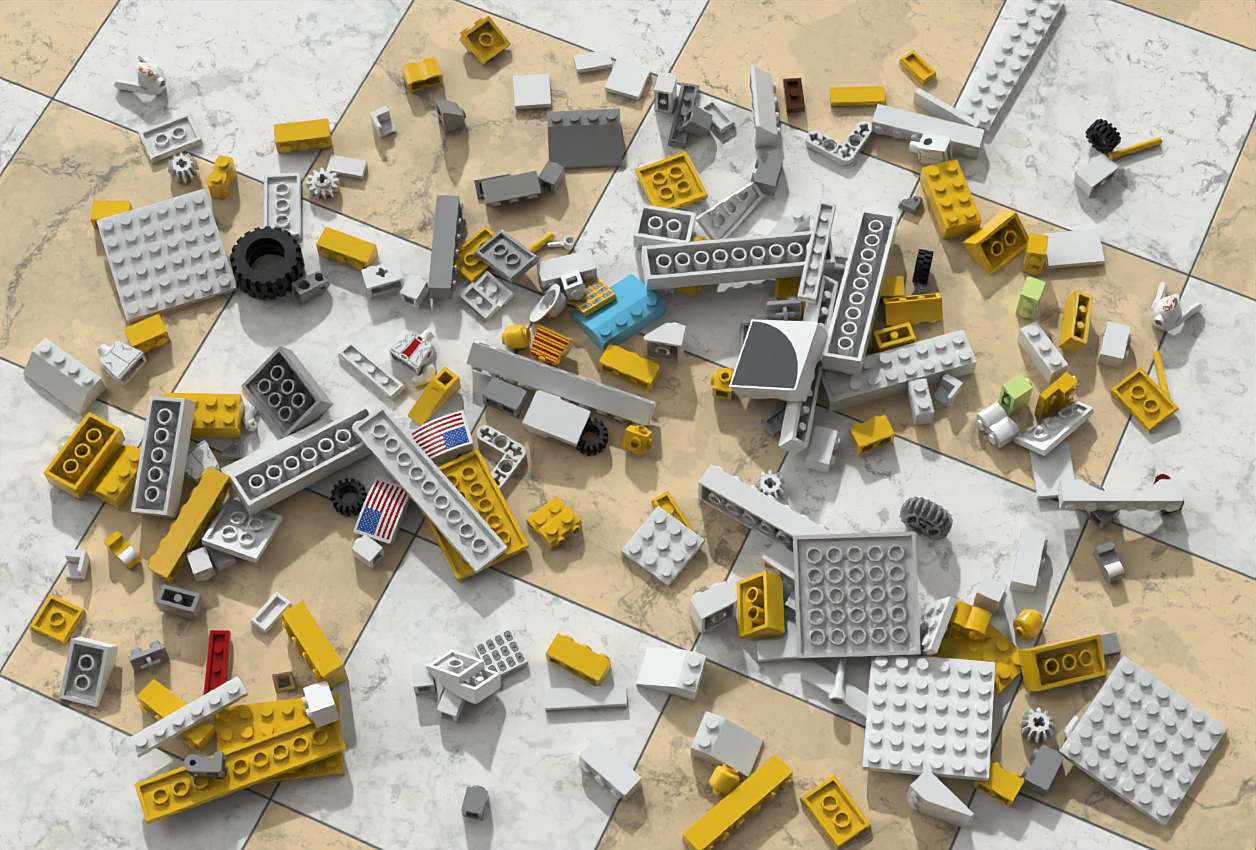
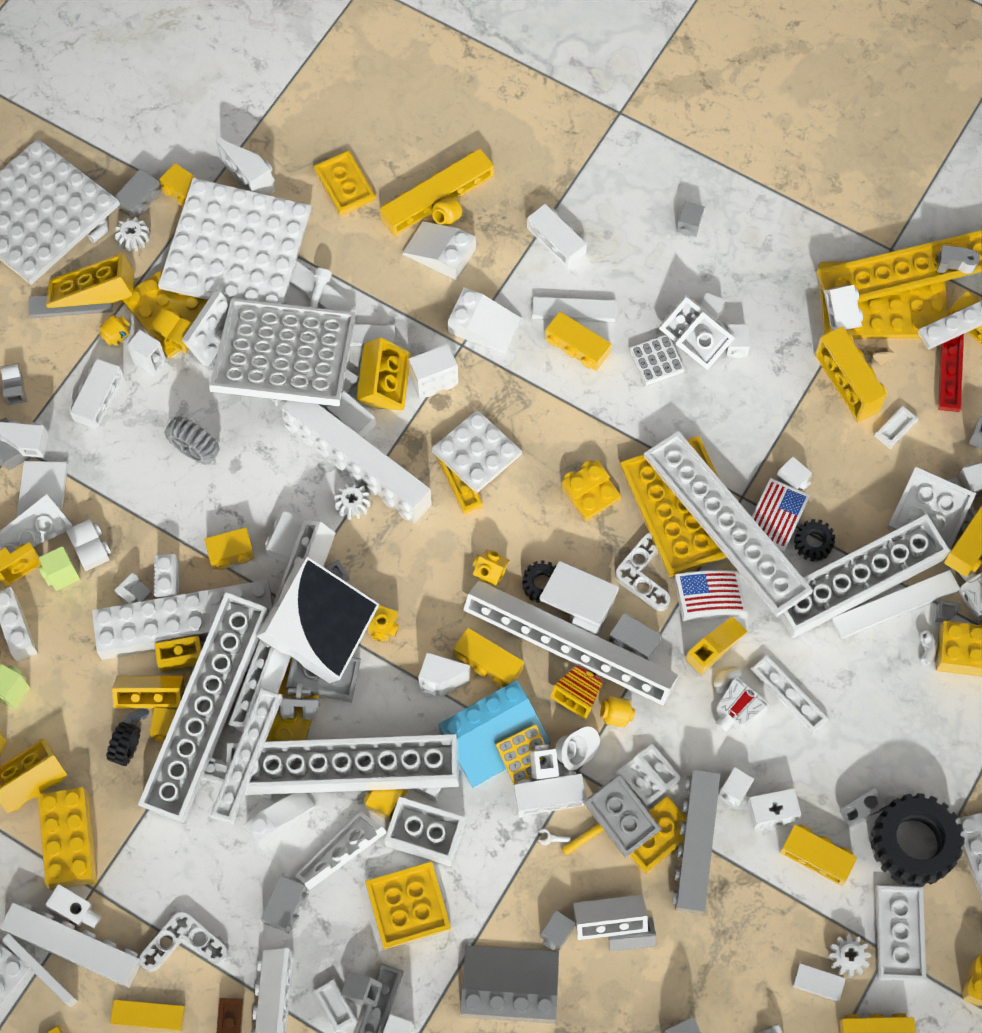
camera: 175 degrees left, 5 degrees up
(286, 393) = (886, 670): light grey slope -> none
(911, 204) = (116, 845): light grey tile -> none

